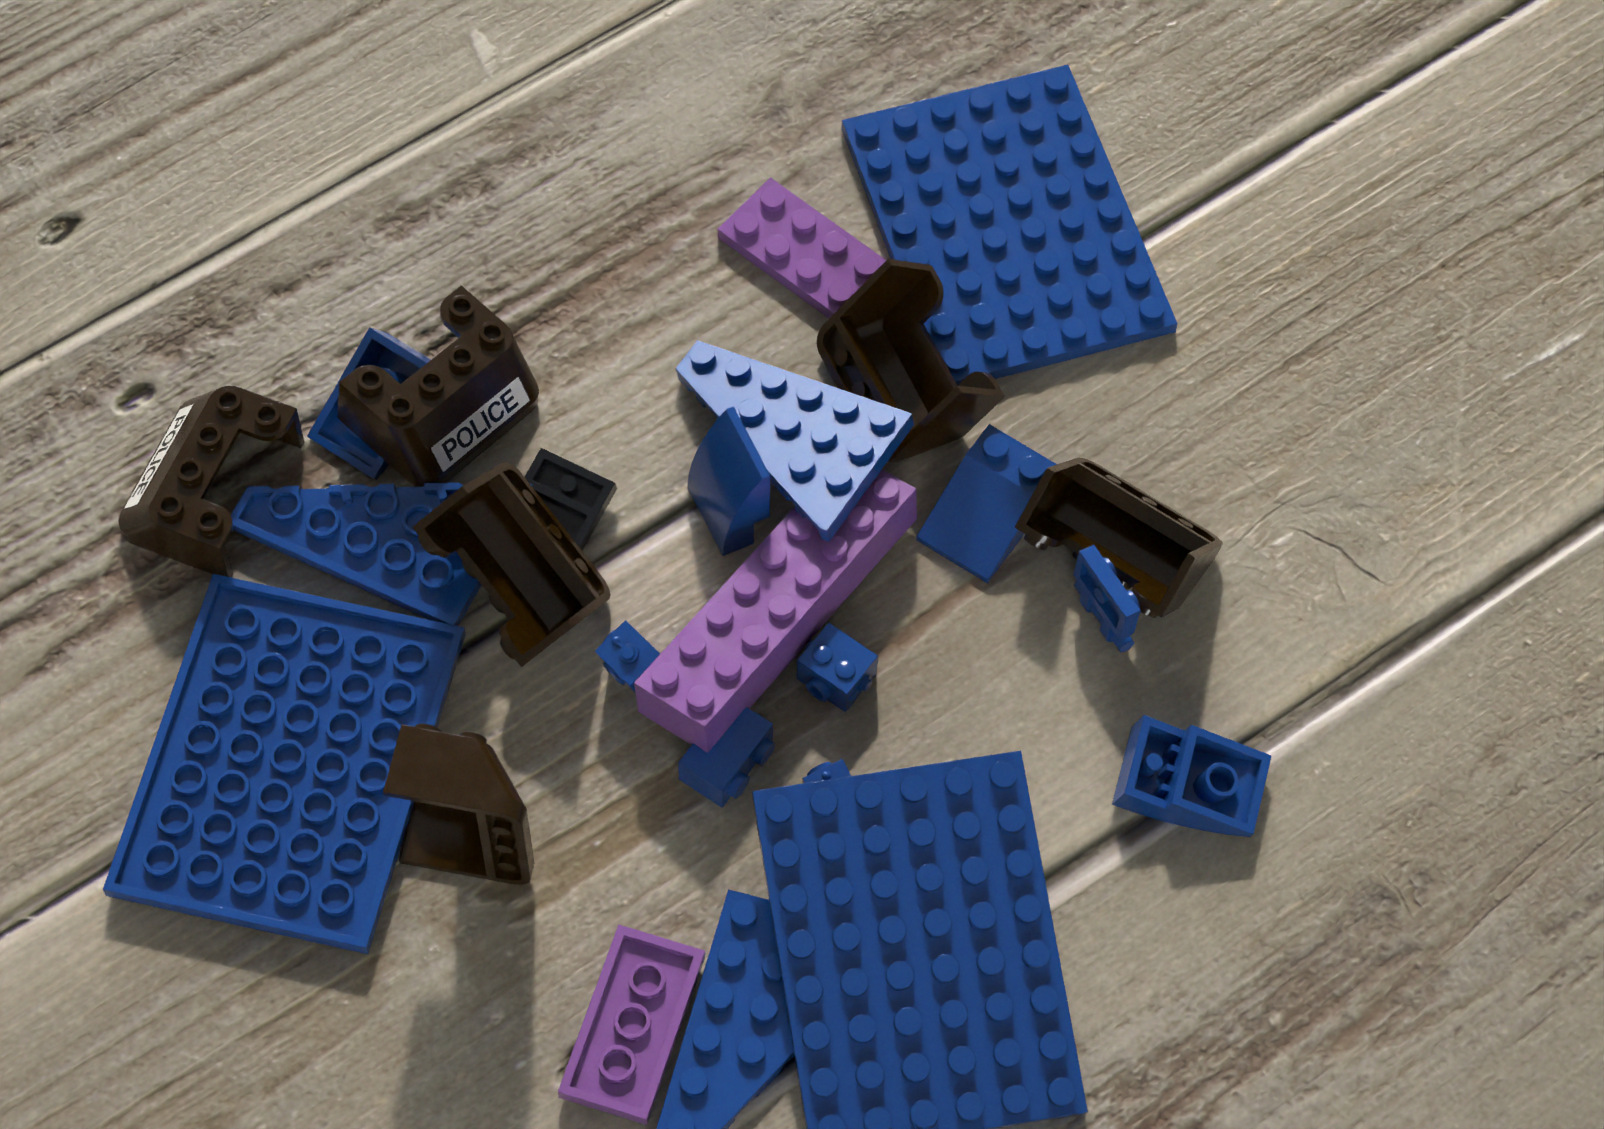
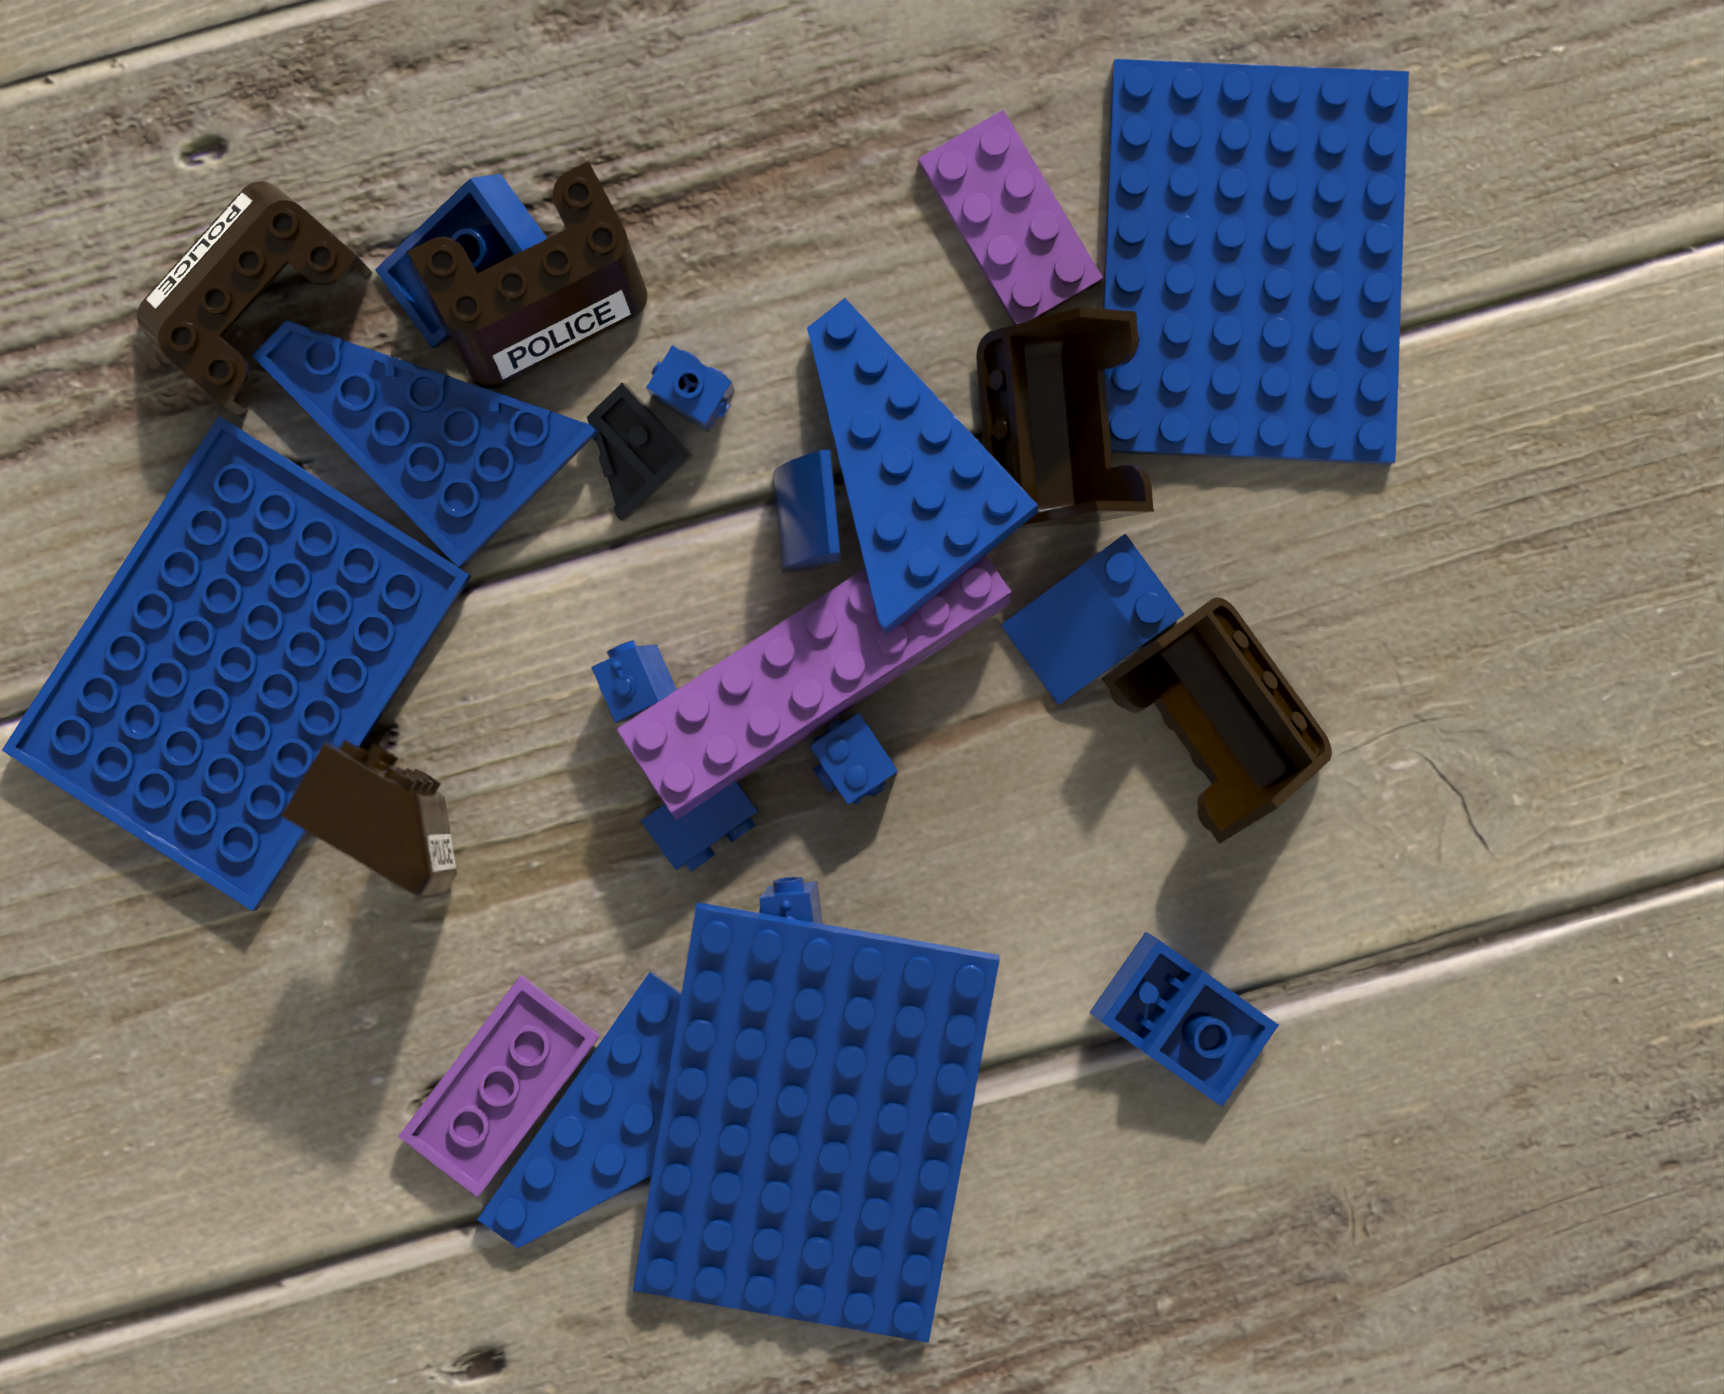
camera: 20 degrees right, 25 degrees up
(518, 557) = (552, 527): dark brown windscreen -> none
(598, 437) = (704, 404): none -> blue head
(1106, 597) = (1170, 768): blue plate -> none

